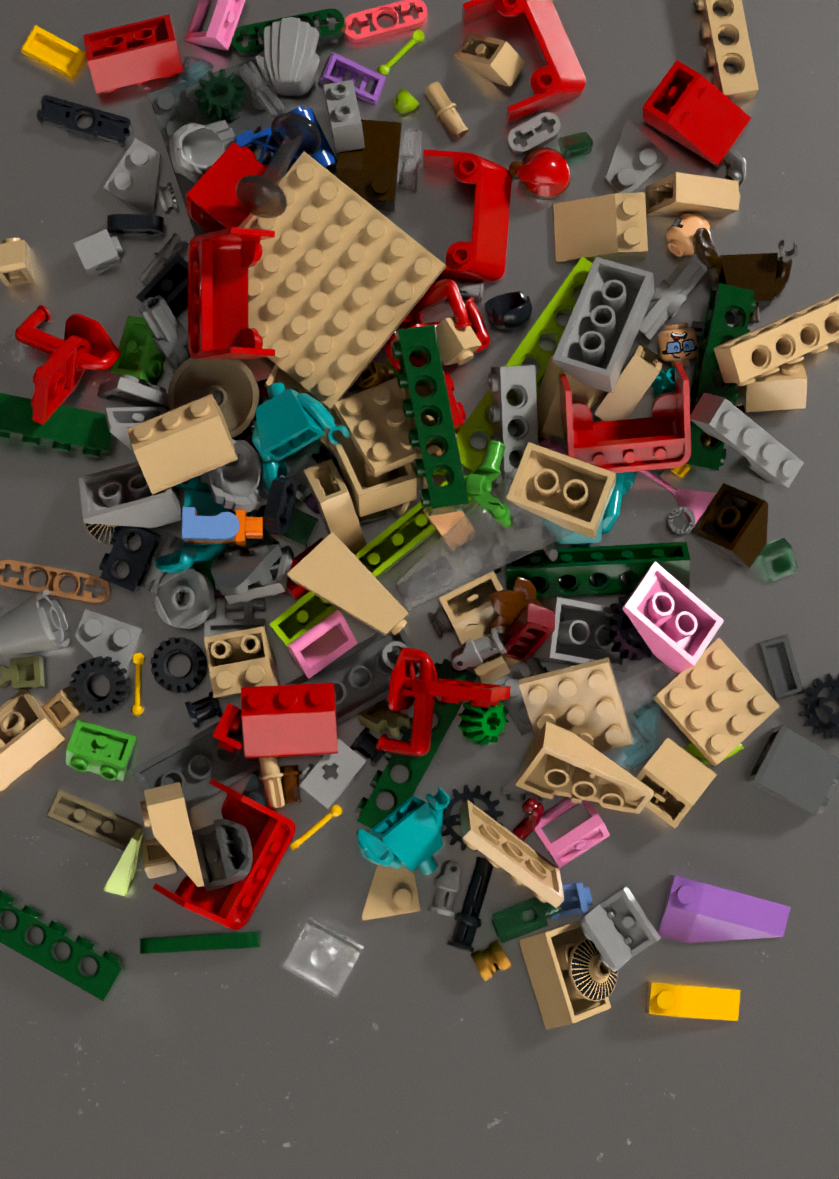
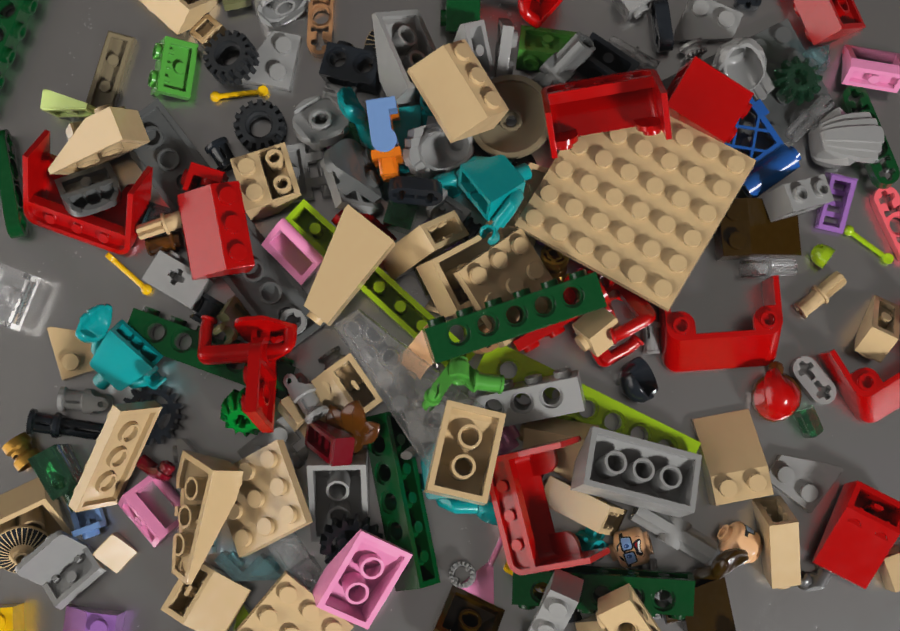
camera: 80 degrees right, 0 degrees up
(261, 193) = (706, 123): clear smoke hose -> none
(609, 876) = (115, 552): none -> tan slope

